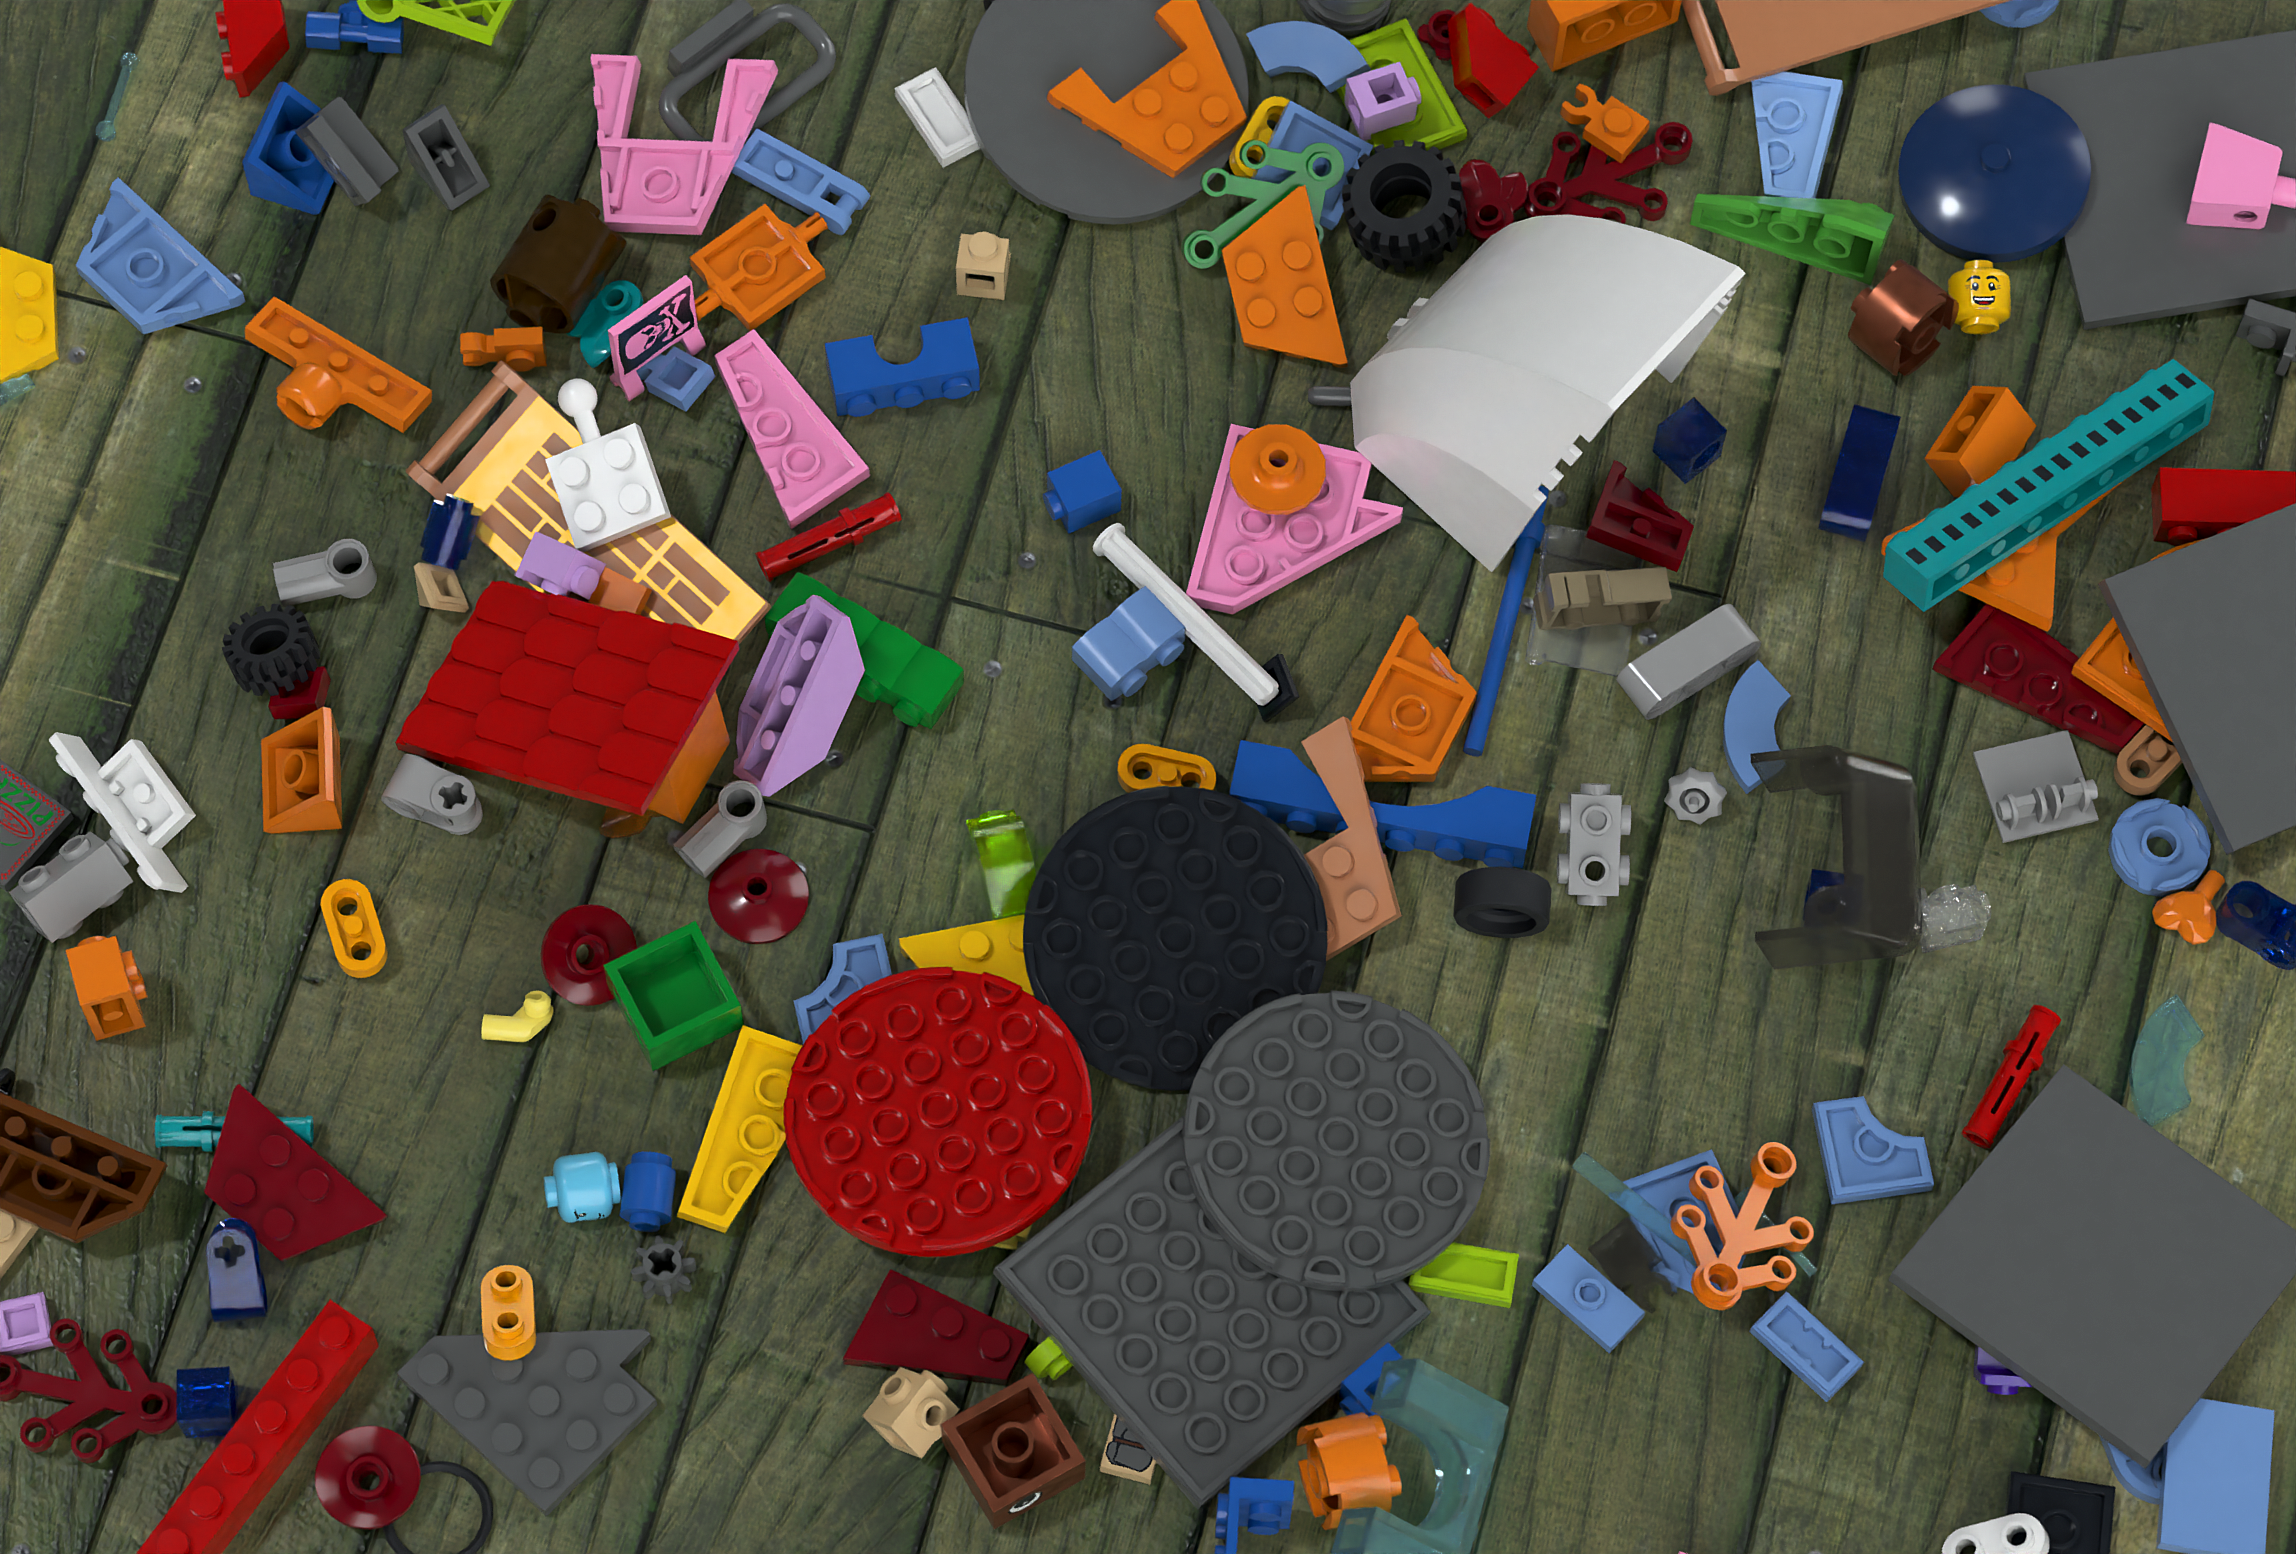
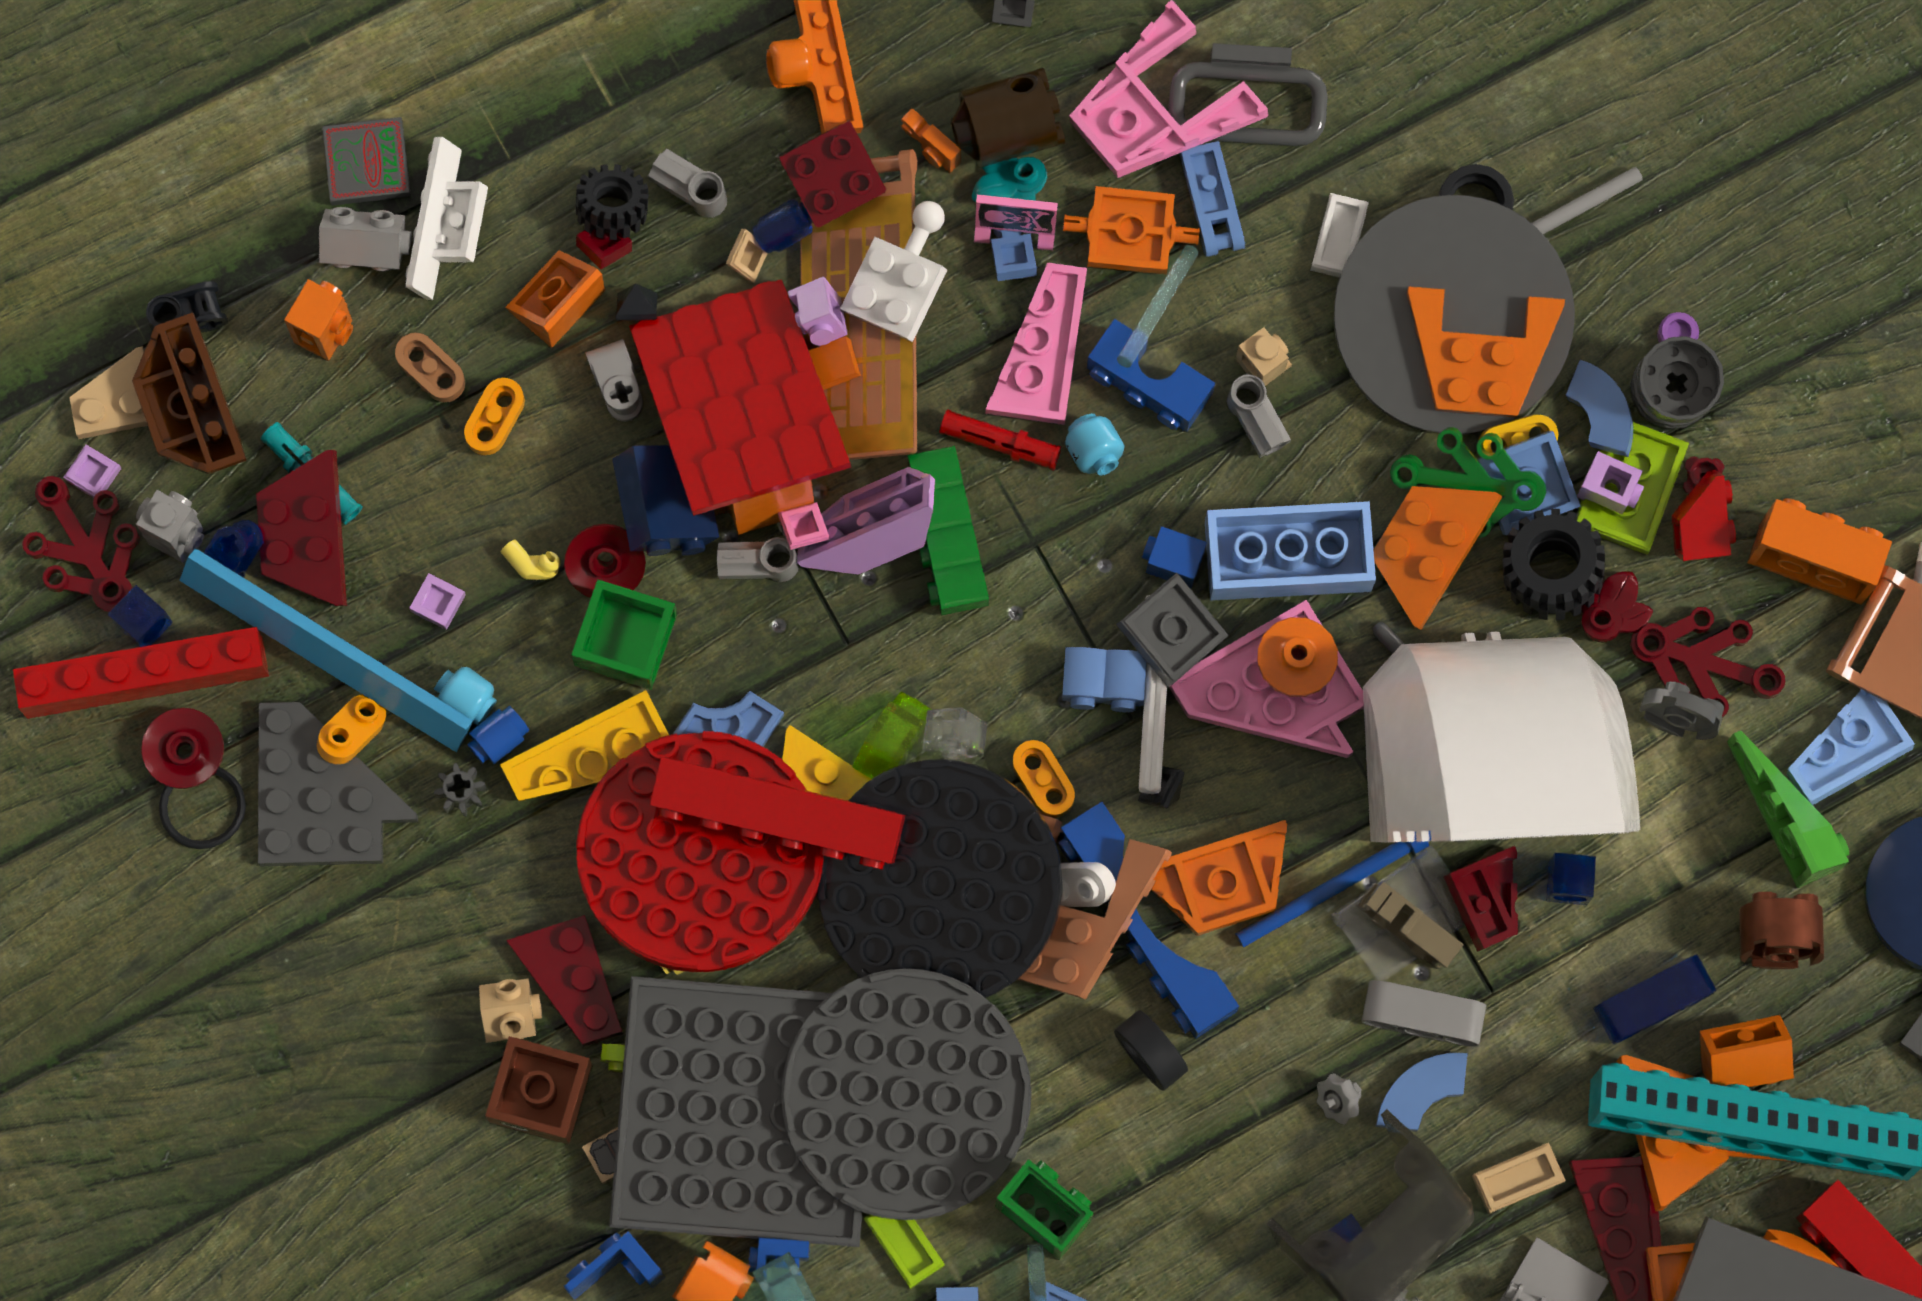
camera: 45 degrees right, 10 degrees up
(152, 1290) = (170, 524): none -> light grey brick
(251, 939) = (431, 368): none -> medium nougat plate
(383, 716) = (636, 304): none -> black slope
(413, 1261) = (325, 650): none -> dark azure tile
(449, 442) = (832, 174): none -> dark red bracket
(470, 1131) = (437, 601): none -> lavender plate
(589, 850) = (657, 505): none -> dark blue brick
(738, 754) = (803, 526): none -> bright pink slope
(764, 916) = (744, 638): dark red dish -> none
(850, 302) = (1157, 306): none -> clear light blue bar
(915, 465) = (1094, 444): none -> medium azure head
(975, 1002) = (778, 811): none -> red brick
(1030, 317) = (1259, 418): none -> light grey piece
(1059, 809) = (954, 733): none -> clear brick
(1147, 547) = (1172, 630): none -> dark grey tile
(1176, 395) = (1289, 550): none -> light blue brick
(1302, 830) = (1086, 884): none -> white plate
(1556, 1105) = (1069, 1207): none -> green piece
(1594, 830) = (1253, 1058): light grey brick -> none
(1609, 126) = (1738, 635): orange plate -> none
(1647, 208) = (1677, 710): none -> dark grey plate
(1907, 719) = (1518, 1178): none -> tan tile
(1981, 296) = (1850, 963): yellow head -> none

